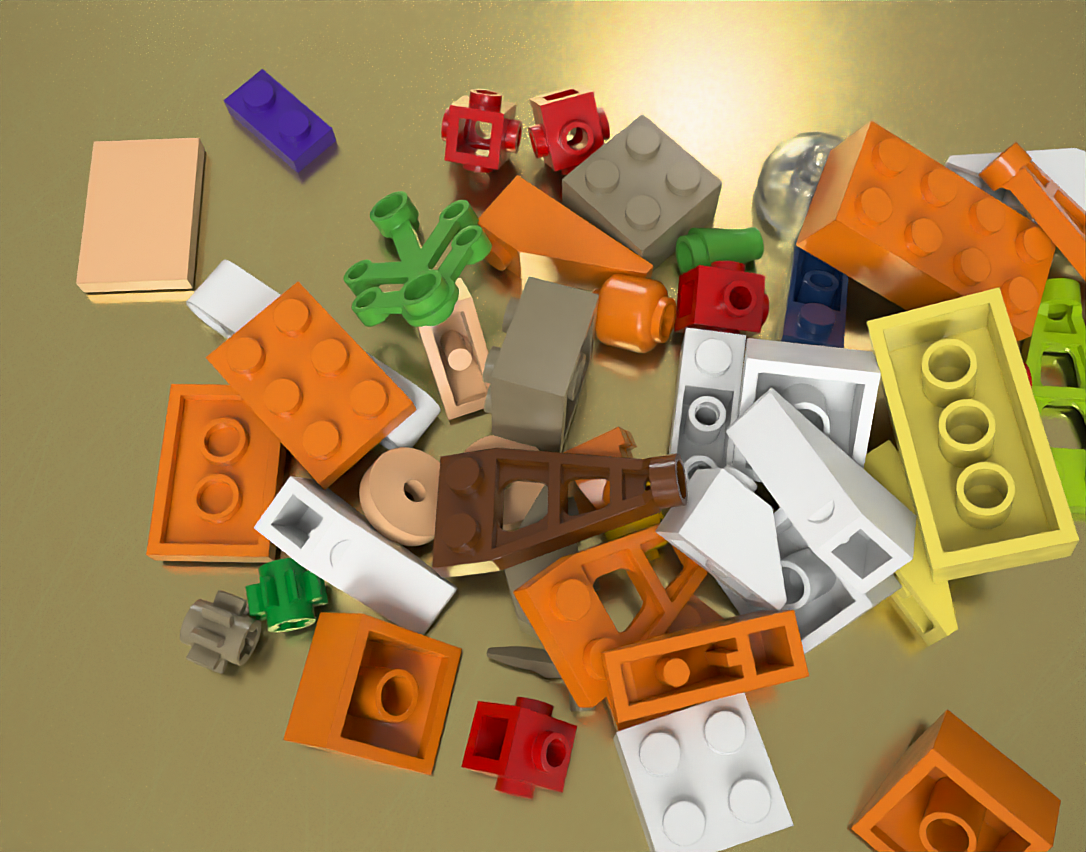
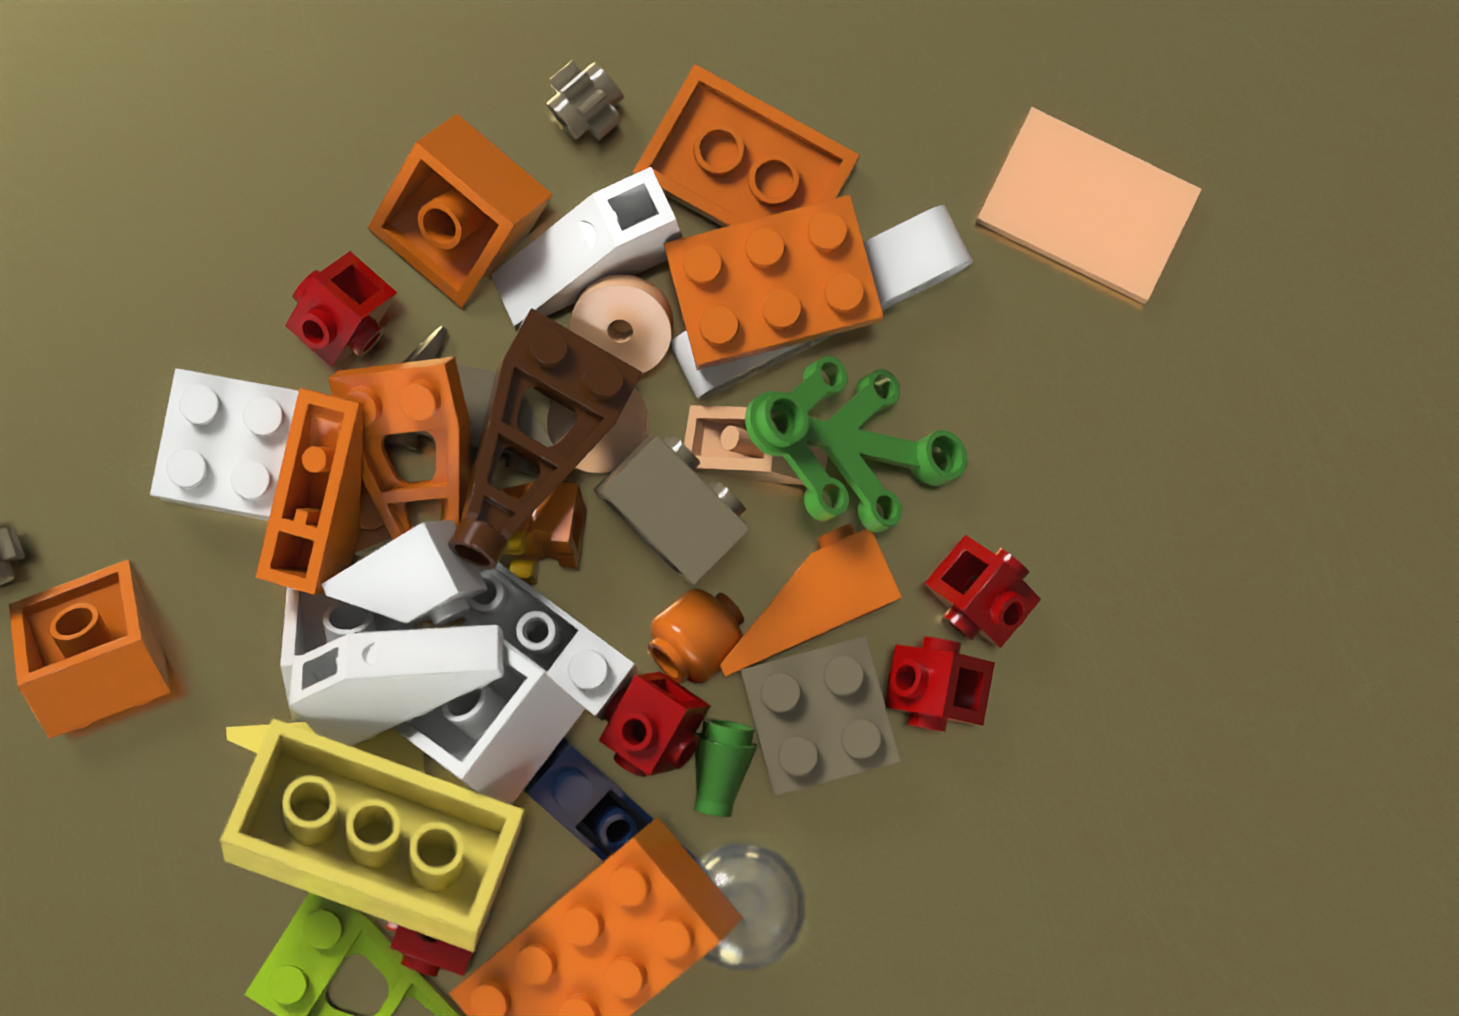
camera: 110 degrees right, 15 degrees up
(280, 120) = (1132, 396): dark purple plate -> none
(286, 595) = (585, 168): green gear -> none

